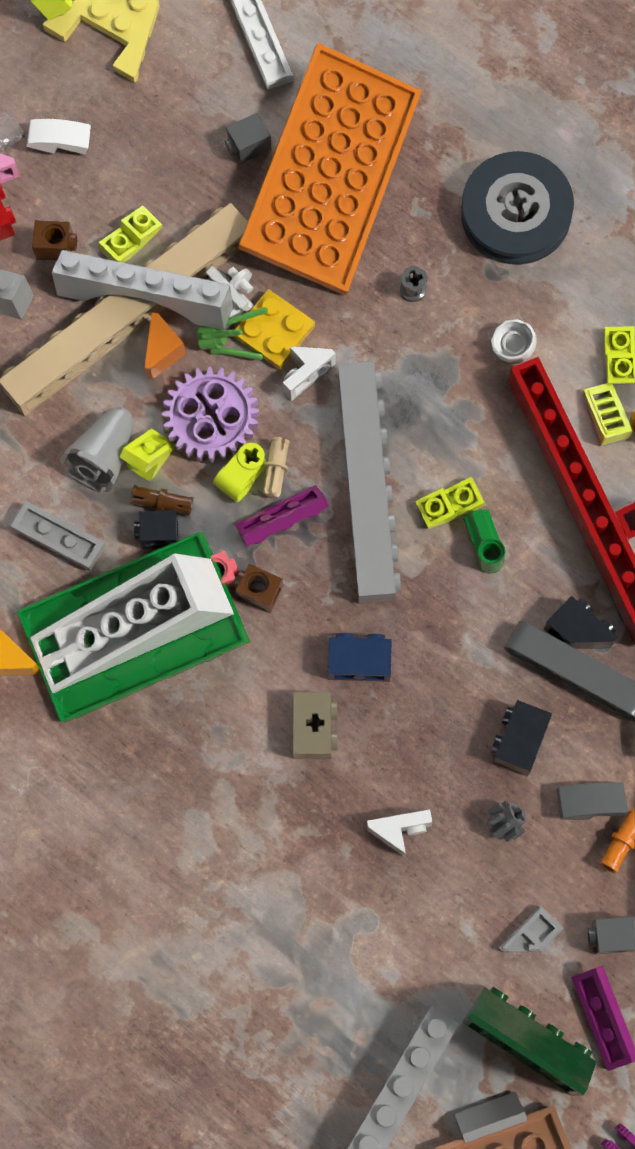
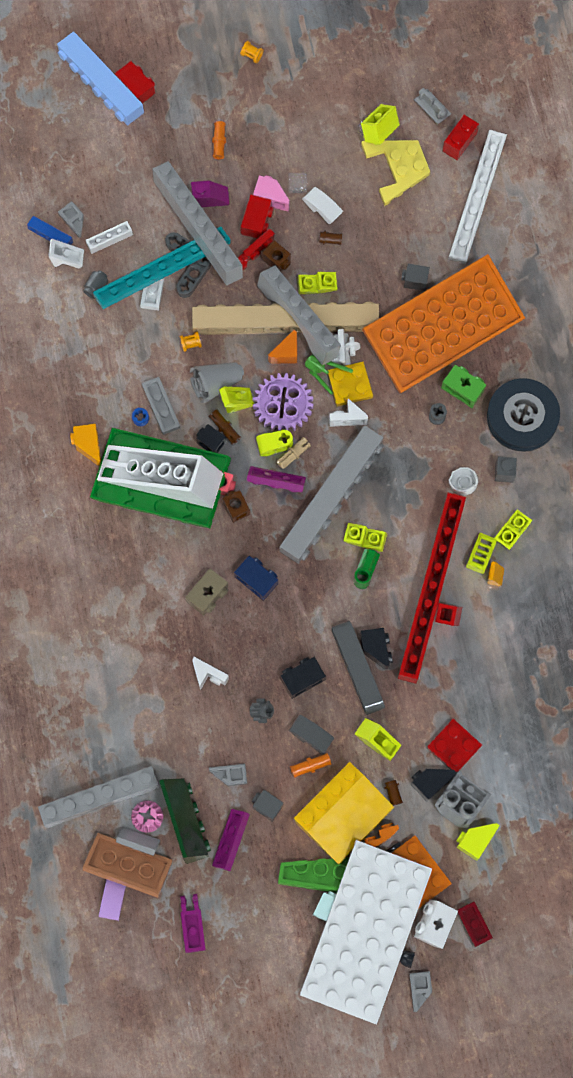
camera: 35 degrees right, 0 degrees up
(22, 232) = (254, 249): none -> red hinge
(29, 426) = (190, 341): none -> light orange bush
(38, 578) = (145, 414): none -> blue bush
(101, 168) = (330, 238): none -> reddish brown pin
(405, 236) = (470, 393): none -> bright green brick
(466, 1089) = (150, 825): none -> bright pink gear
(552, 289) = (505, 469): none -> dark grey brick

